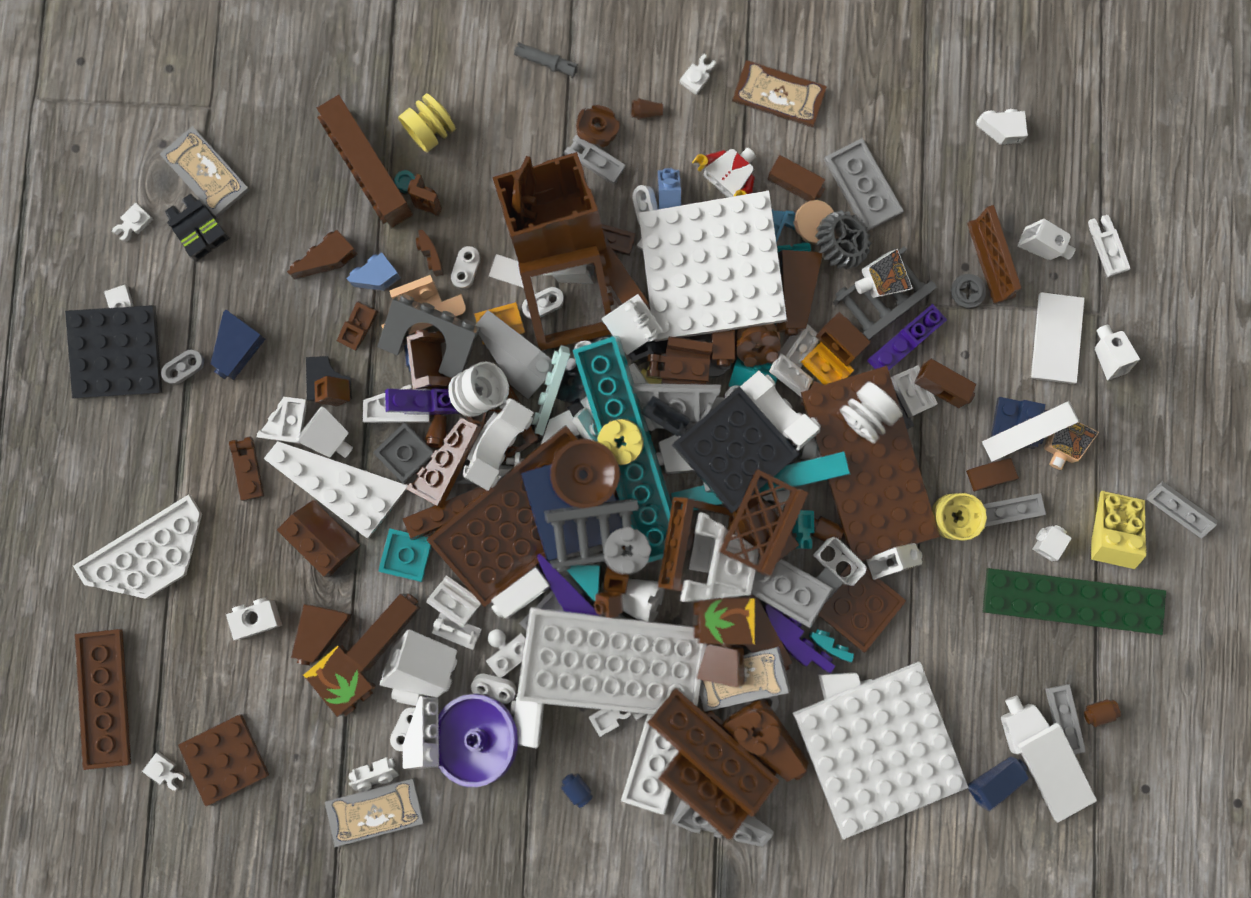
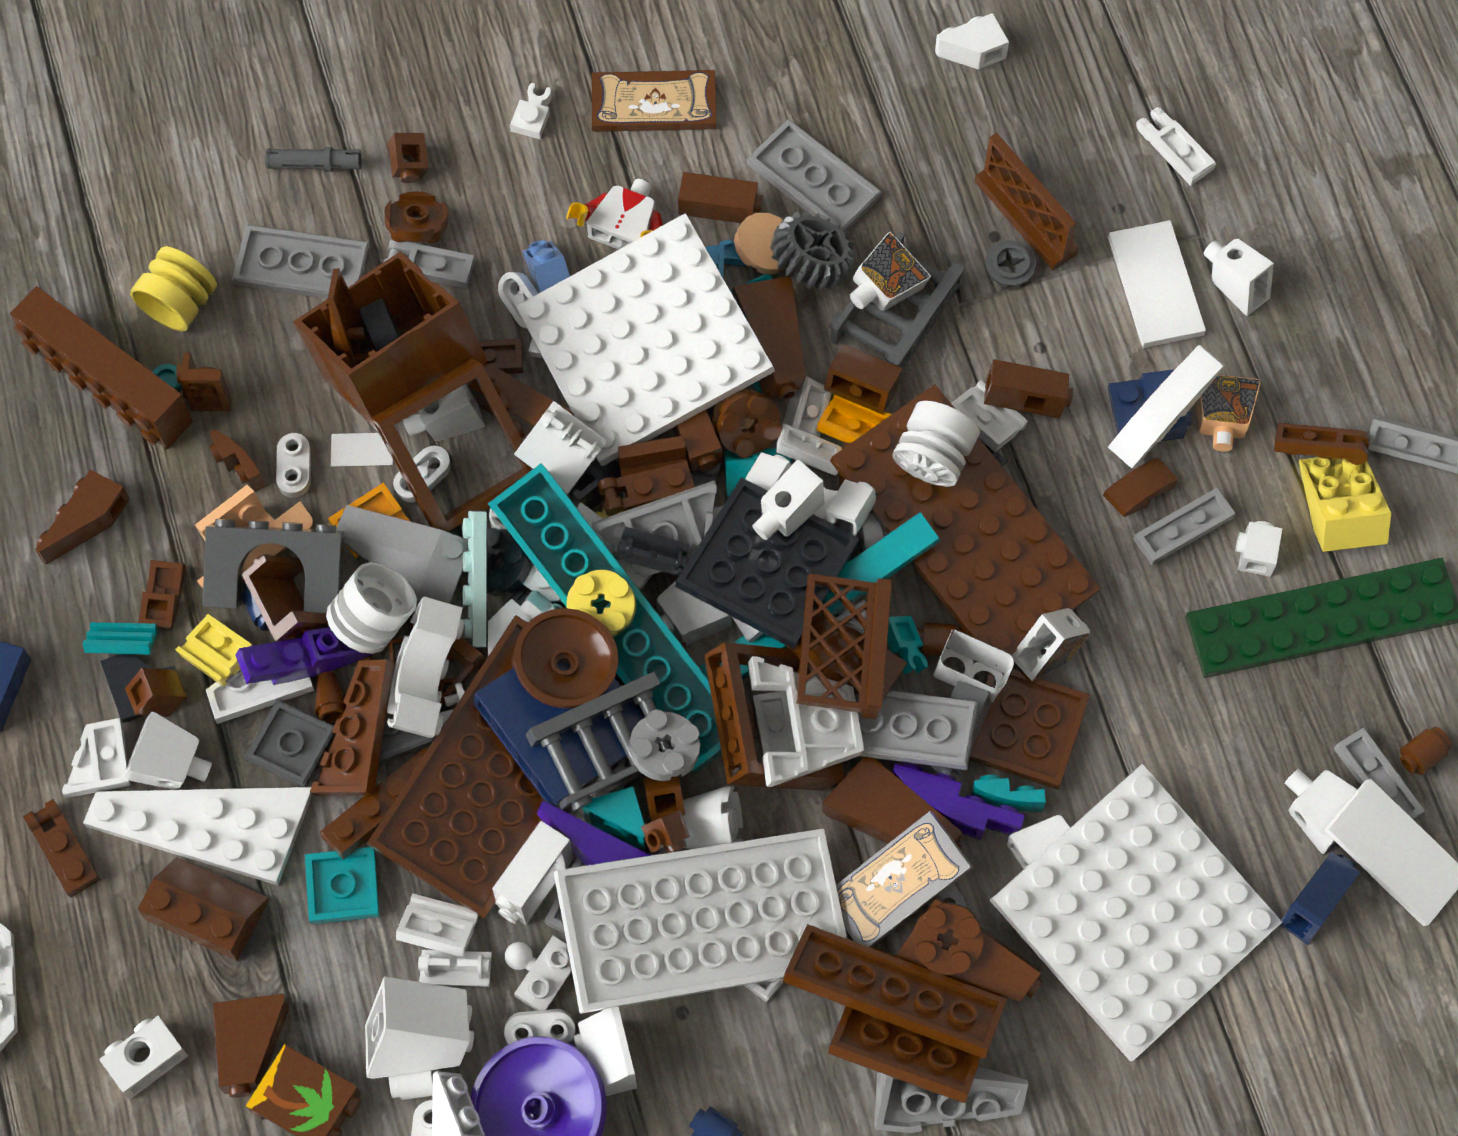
camera: 20 degrees left, 15 degrees down
(325, 344) = (120, 638): none -> teal tile
(375, 275) = (165, 516): medium blue slope -> none
(377, 375) = (213, 649): none -> light yellow plate
(382, 632) = (346, 1004): reddish brown slope -> none
(514, 129) = (297, 261): none -> light grey tile
(548, 201) = (379, 323): none -> black tyre
(606, 720) = (723, 1014): white plate -> none
(611, 74) = (411, 148): none -> reddish brown brick
(645, 109) = (474, 177): reddish brown cone -> none
(650, 760) = (818, 1085): white tile -> none
(723, 665) = (861, 863): torso -> none
(724, 621) = (841, 800): reddish brown panel -> none
(770, 413) = (790, 501): none -> white torso
(908, 338) = (954, 347): dark purple slope -> none
(970, 516) = (1127, 542): light yellow wheel -> none
(1046, 240) = (1088, 163): white torso -> none
(1121, 487) = (1322, 442): none -> reddish brown plate

